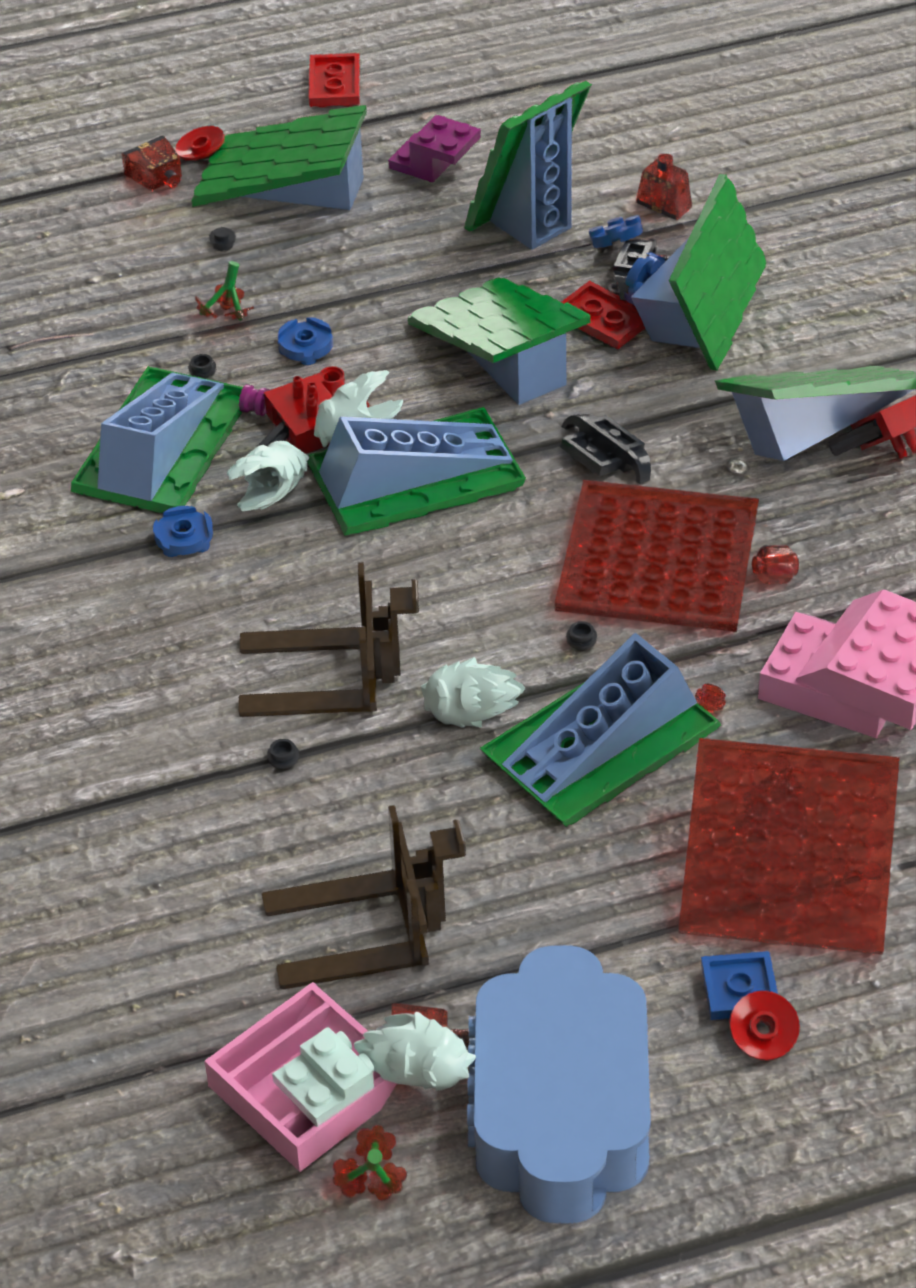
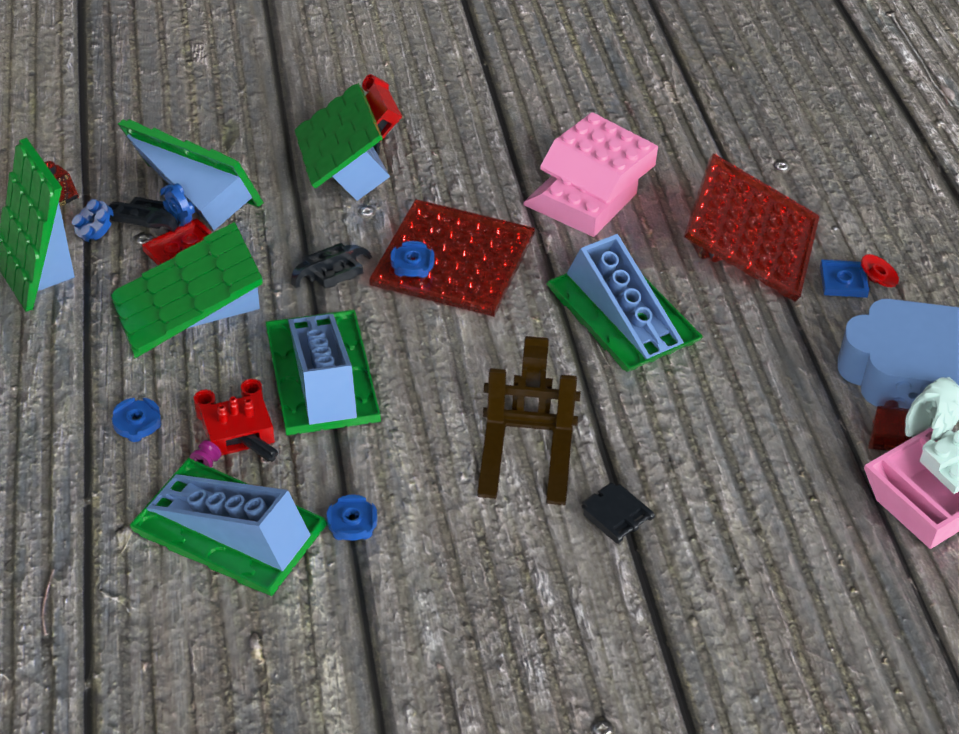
camera: 85 degrees left, 0 degrees up
(202, 366) = (142, 489): black plate -> none
(224, 756) = (616, 511): none -> black plate
(227, 296) = (55, 462): plant -> none
(270, 473) = (314, 450): light aqua head -> none
(283, 753) = (616, 475): black plate -> none
(351, 402) = (274, 376): light aqua head -> none
(421, 896) = (754, 418): dark brown piece -> none
(470, 693) = (587, 357): light aqua head -> none
(581, 635) = (524, 305): black plate -> none
(611, 517) = (419, 267): none -> blue plate
(775, 564) = (480, 202): clear red head -> none

